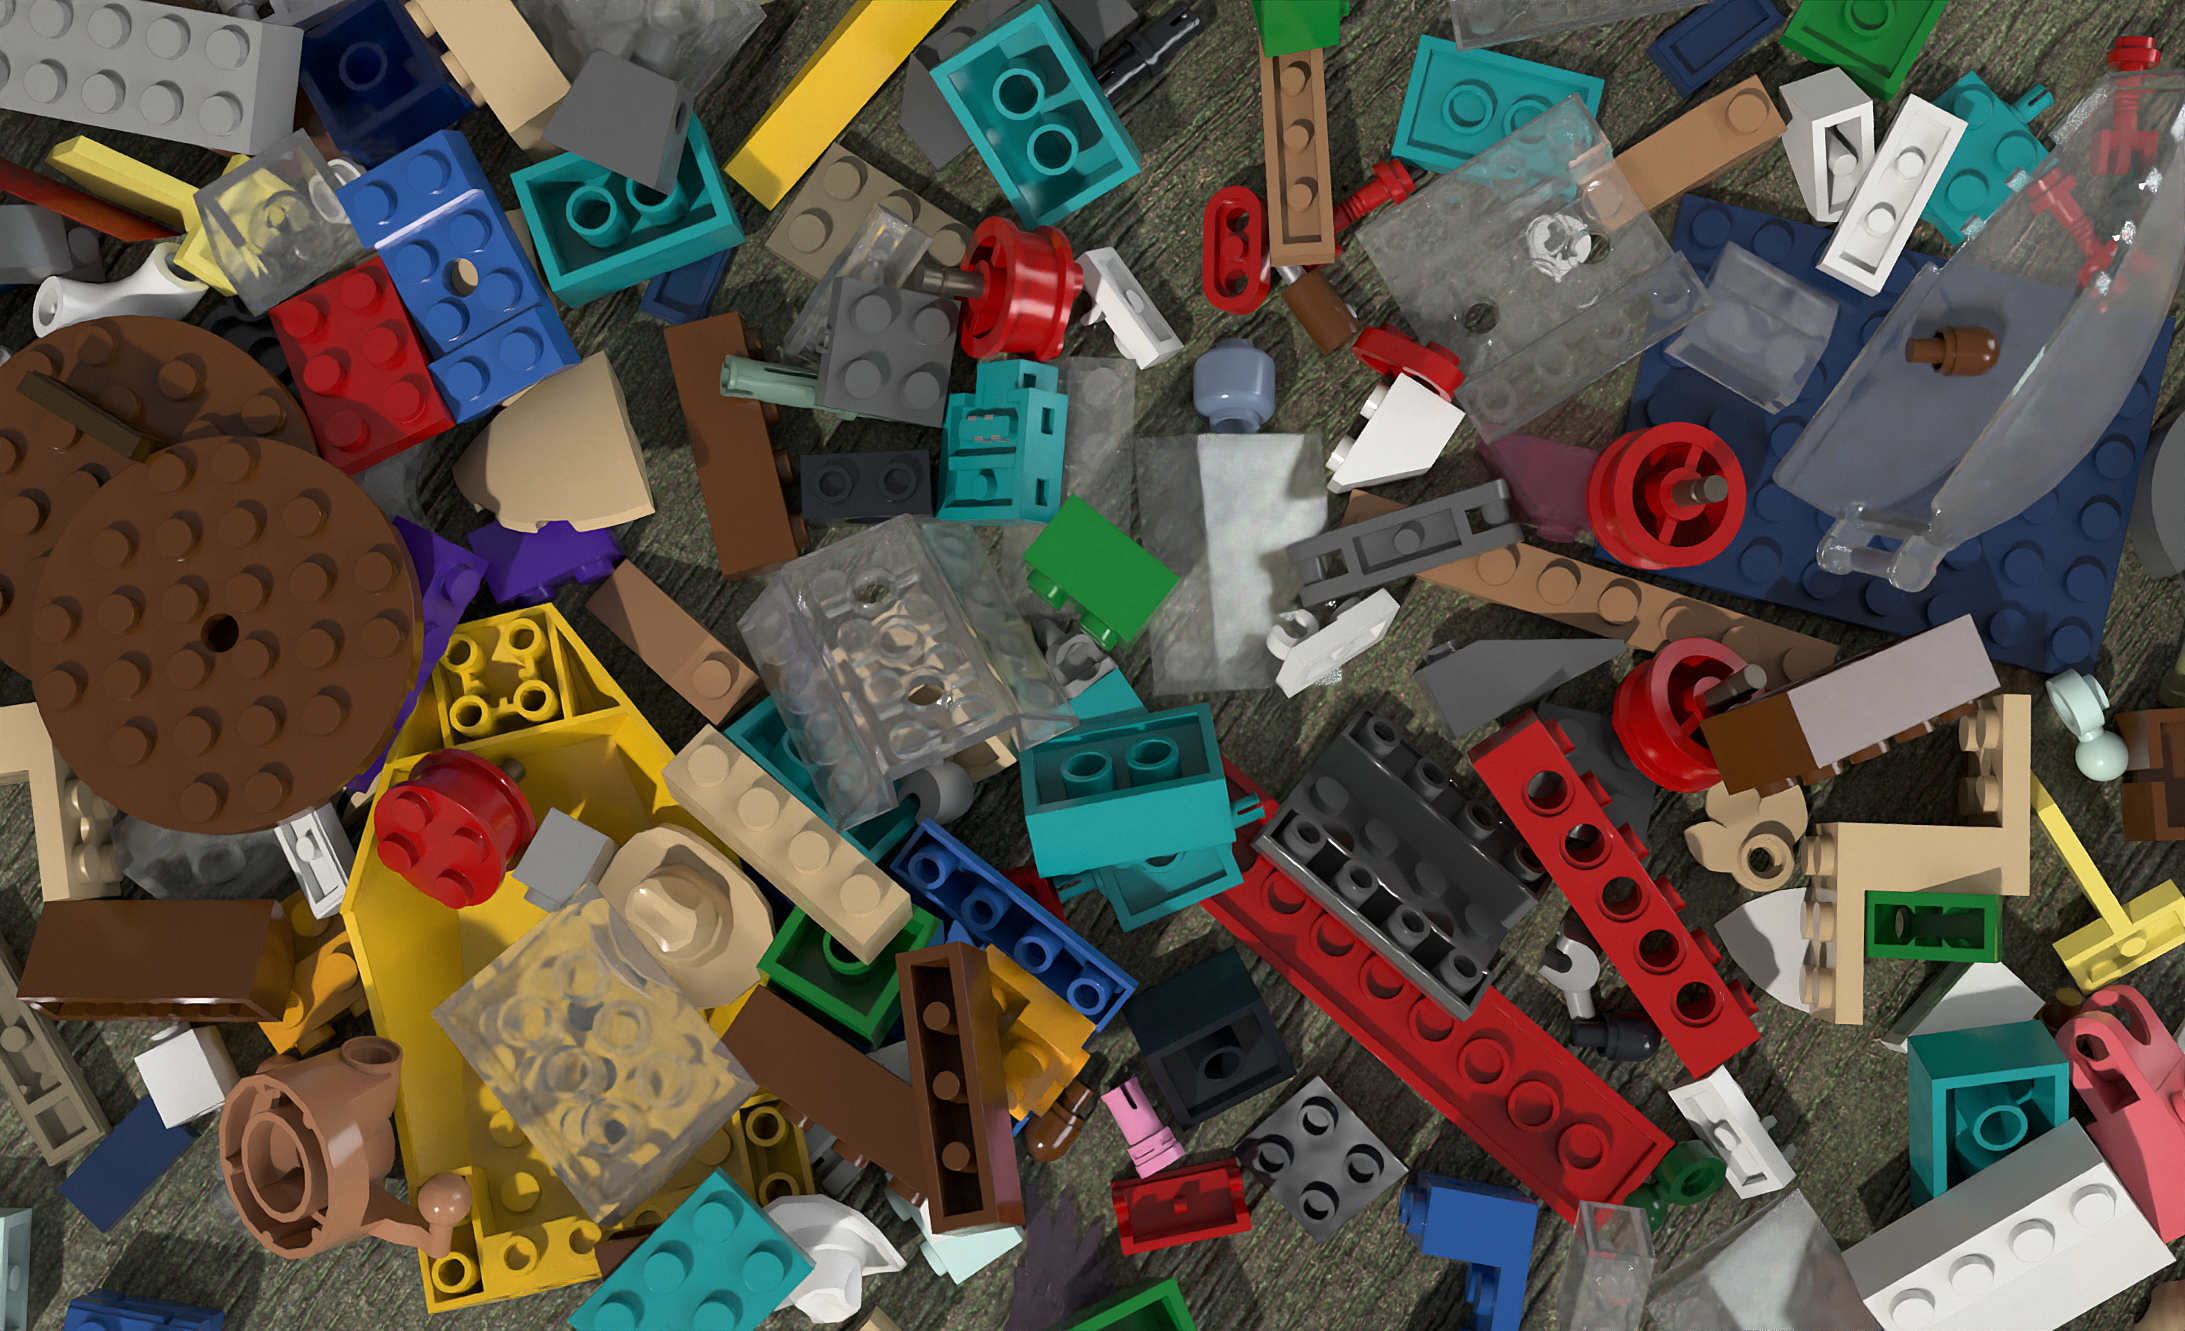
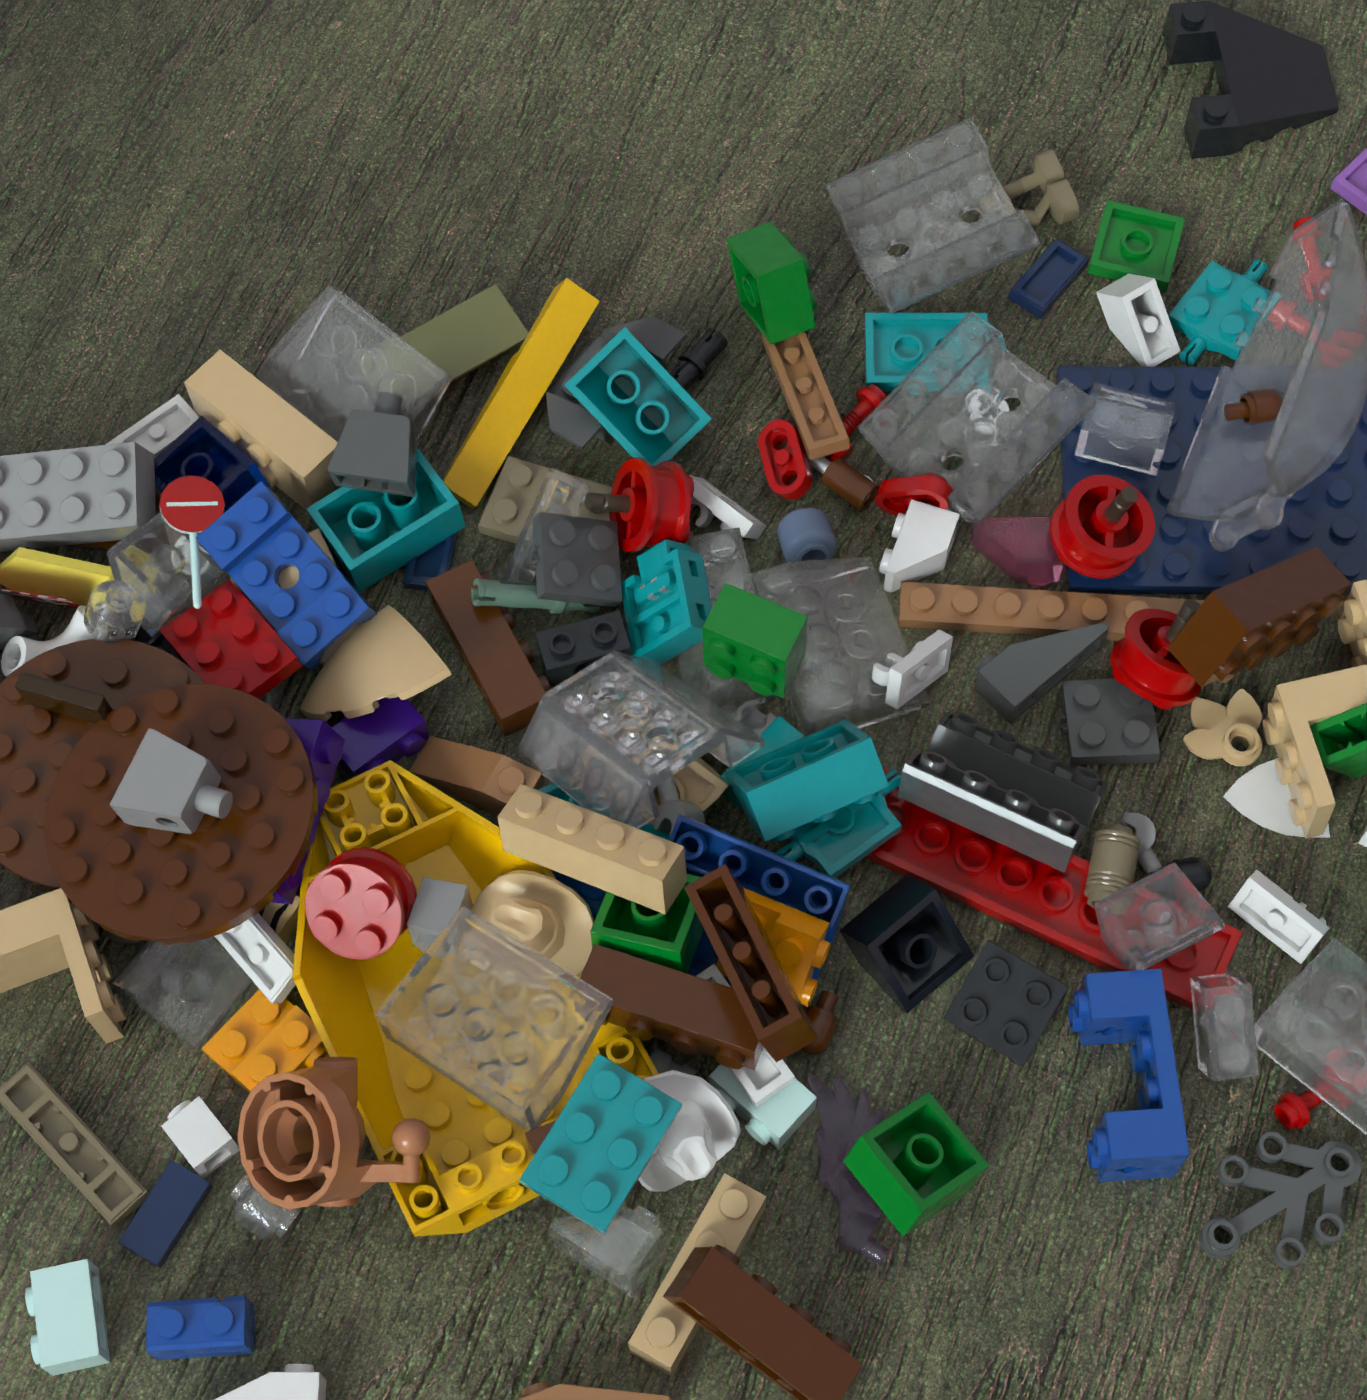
camera: 15 degrees left, 20 degrees down
(160, 961) = (167, 1057): reddish brown brick -> none
(194, 284) = (114, 611): none -> clear head
(204, 613) = (169, 787): none -> light grey torso
(338, 137) = (190, 507): none -> red piece
(1150, 1143) = (885, 1020): bright pink pin -> none
(1180, 1206) = (920, 1059): red hinge -> none
(1404, 543) = (943, 598): dark grey plate -> none
(1520, 1017) = (1111, 862): none -> dark tan head
(1558, 1130) = (1155, 918): none -> clear slope
(1683, 1177) = (1257, 952): dark green plate -> none
(1698, 1032) = (1157, 801): red brick -> none
(1702, 144) = (1062, 333): medium nougat slope -> none
(1891, 195) = (1185, 332): white plate -> none

